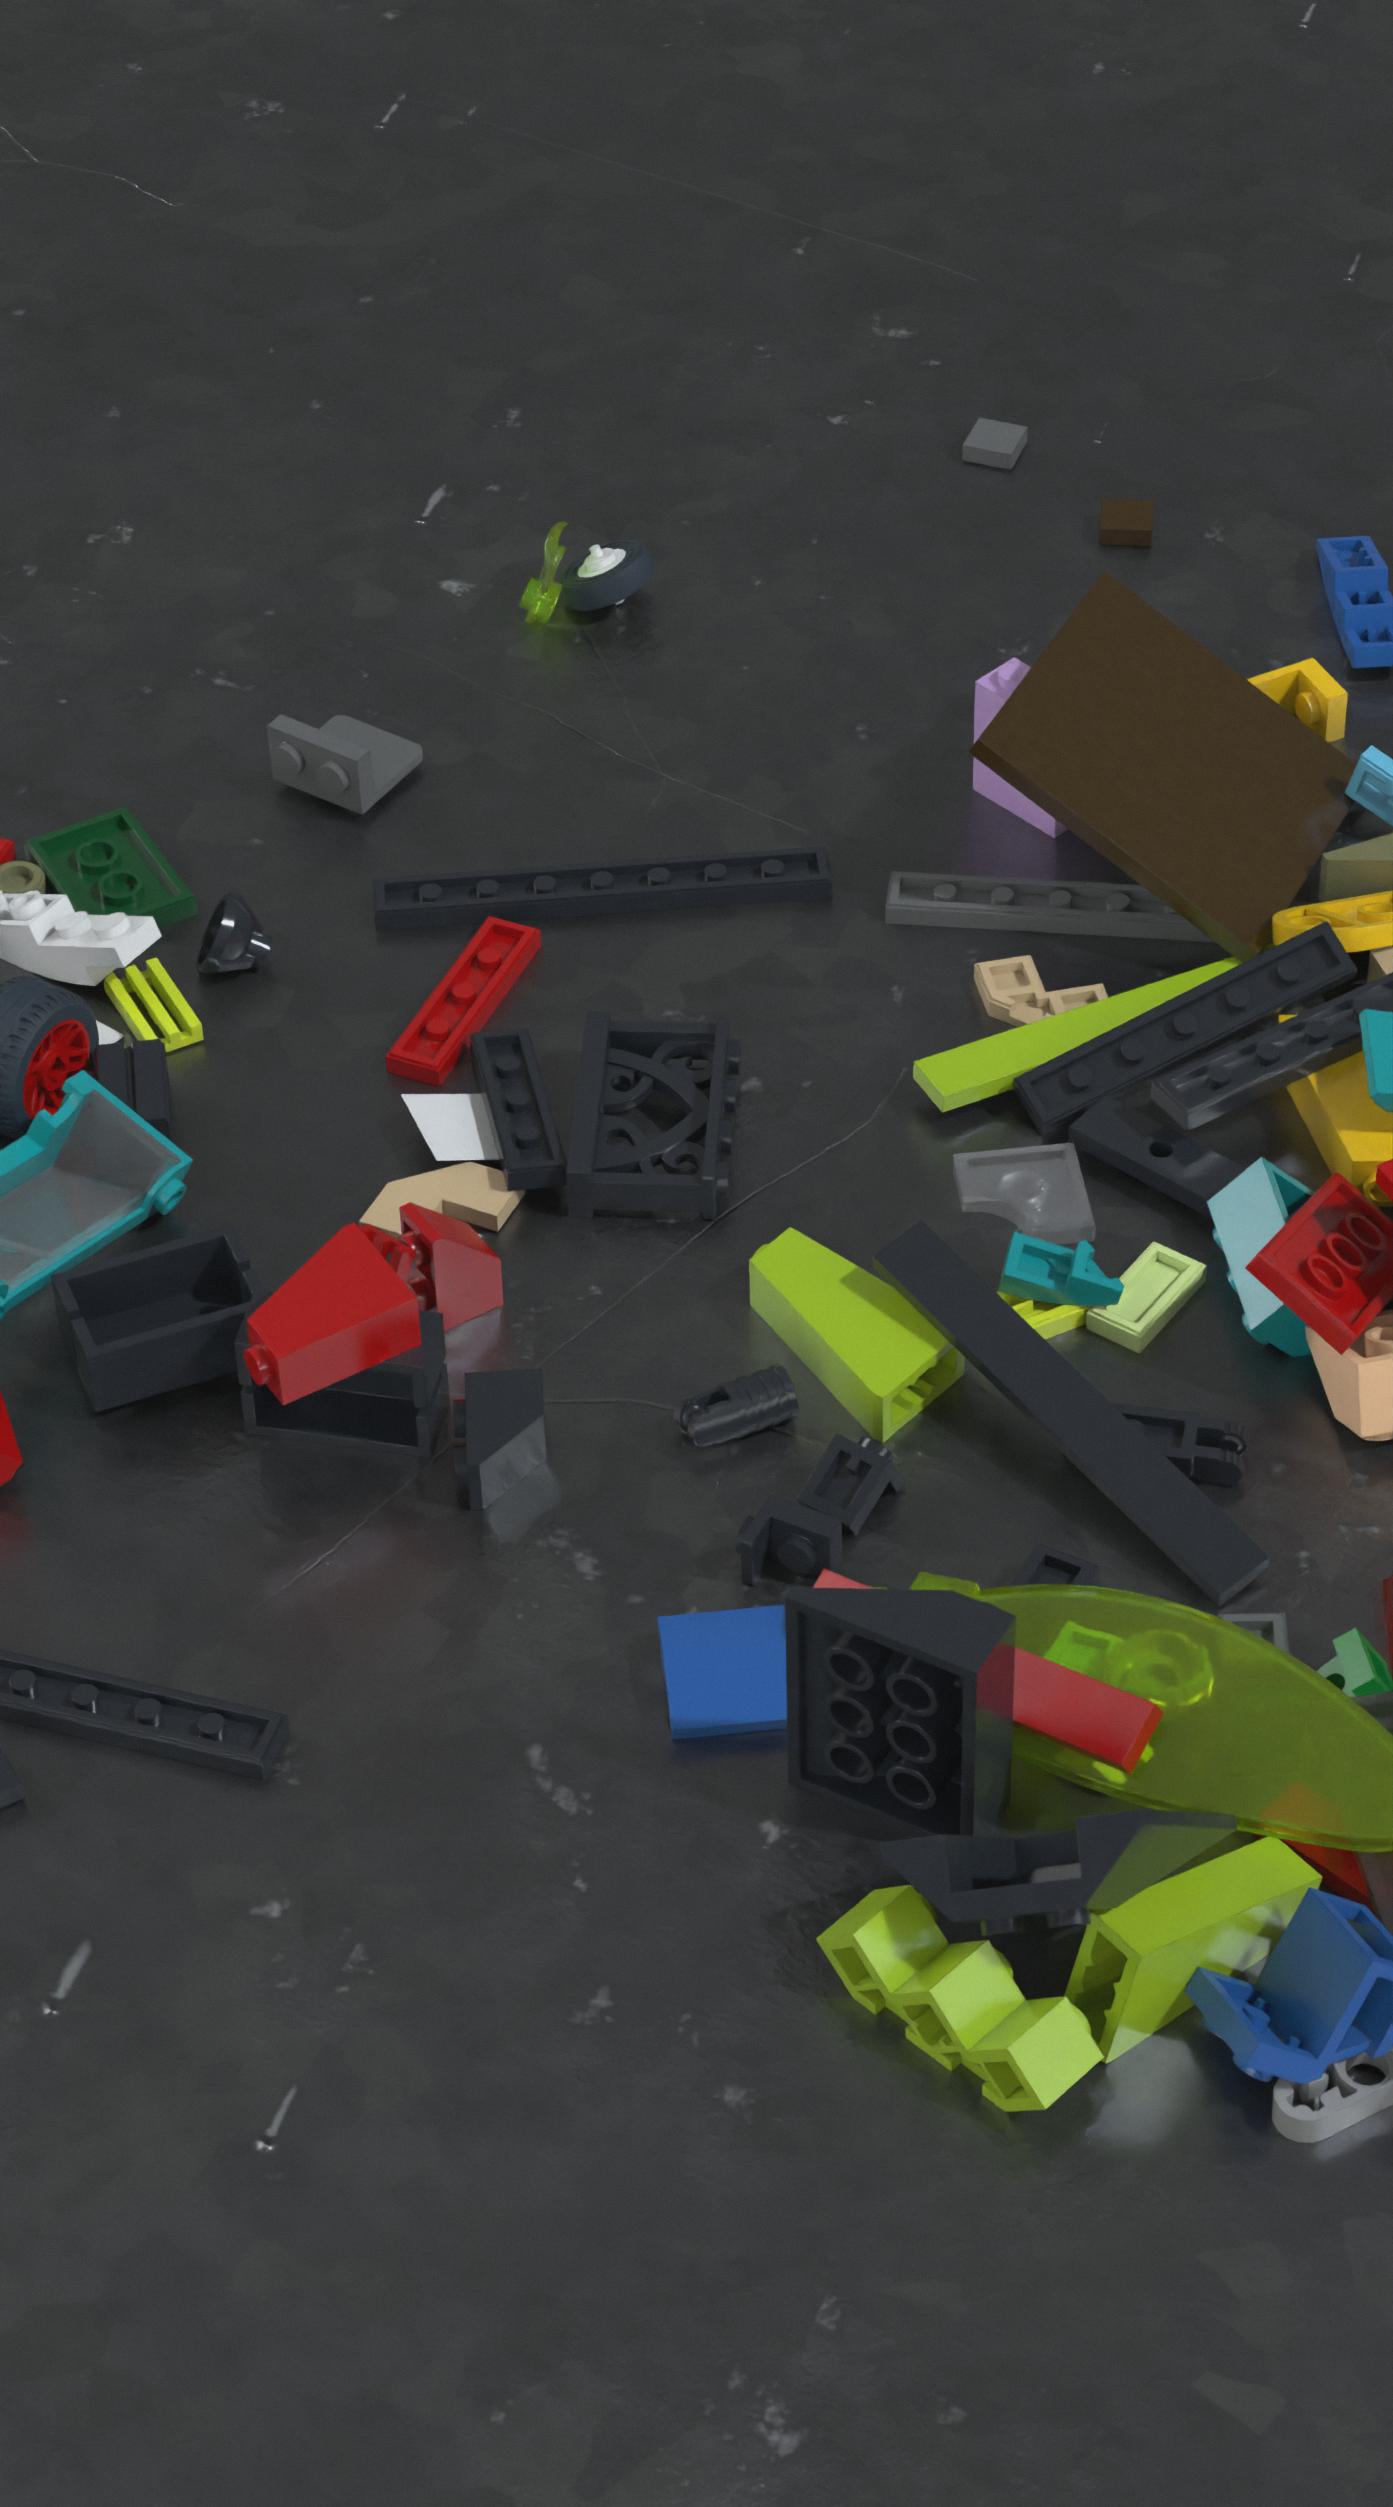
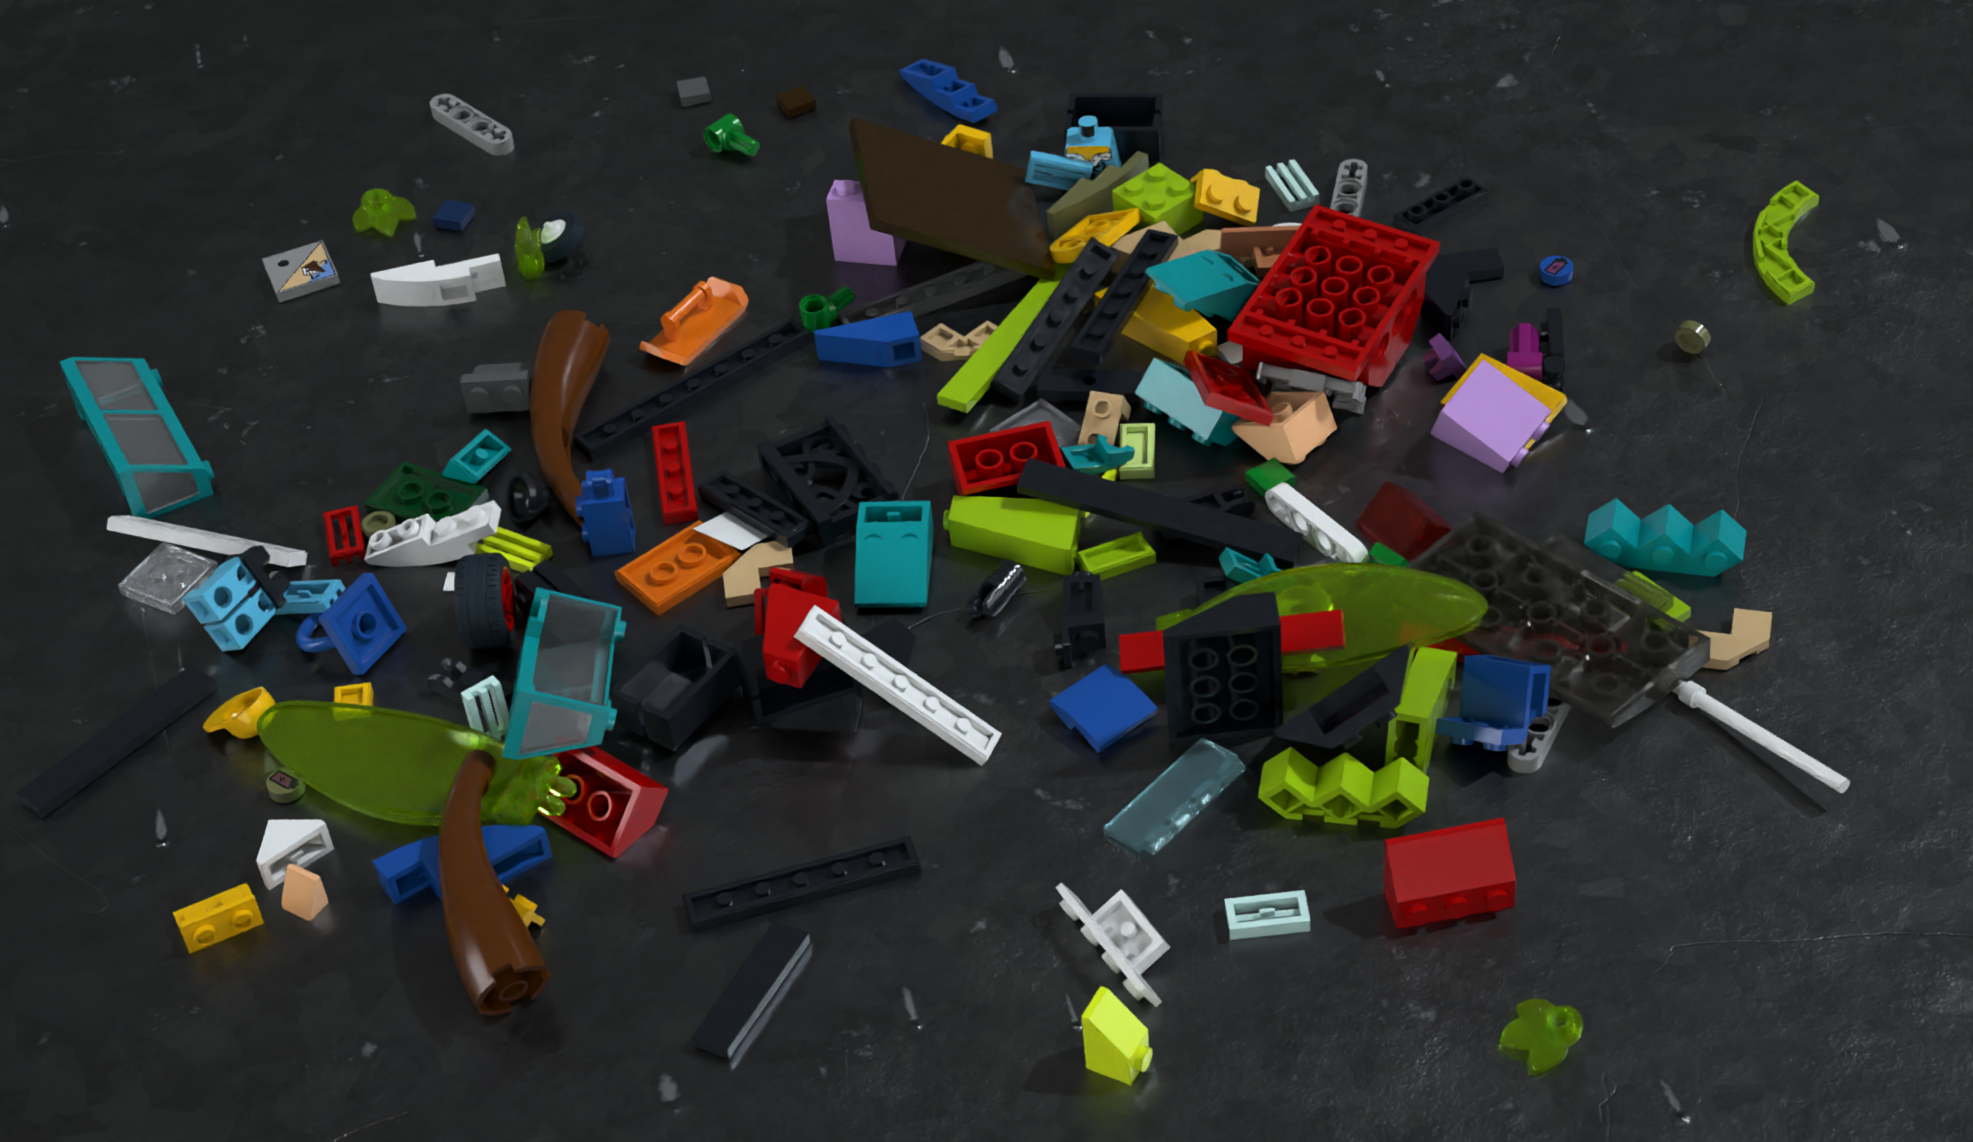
camera: 30 degrees left, 0 degrees up
(219, 848) = (477, 458): none -> teal slope
(243, 473) = (301, 271): none -> light grey tile
(264, 2191) = (1114, 1039): none -> neon yellow slope
(293, 1013) = (606, 514): none -> blue brick
(337, 1144) = (676, 568): none -> orange tile
(396, 576) = (443, 285): none -> white slope
(413, 791) = (561, 380): none -> reddish brown brick
(417, 434) = (382, 211): none -> clear neon green plate
(425, 1474) = (898, 685): none -> white tile
(427, 2044) = (1124, 933): none -> white bracket
(509, 482) = (454, 215): none -> dark blue tile
(637, 1273) = (893, 554): none -> teal slope
(646, 352) = (469, 127): none -> light grey beam
(673, 2143) = (1267, 921): none -> light aqua tile
(689, 788) = (697, 320): none -> orange piece
(699, 1868) = (1175, 797): none -> clear light blue windscreen
(864, 856) = (820, 312): none -> green axle
(881, 1193) = (1000, 456): none -> red slope
(905, 938) = (874, 342): none -> blue slope
(964, 1447) = (1117, 556): none -> lime tile
(980, 531) = (729, 135): none -> green axle
(985, 2230) = (1449, 873): none -> red slope
(1125, 1216) = (1103, 417): none -> tan bracket
(1129, 1564) = (1245, 569): none -> teal slope
(1302, 1560) = (1315, 525): none -> white beam
(1308, 1443) = (1269, 475): none -> green tile

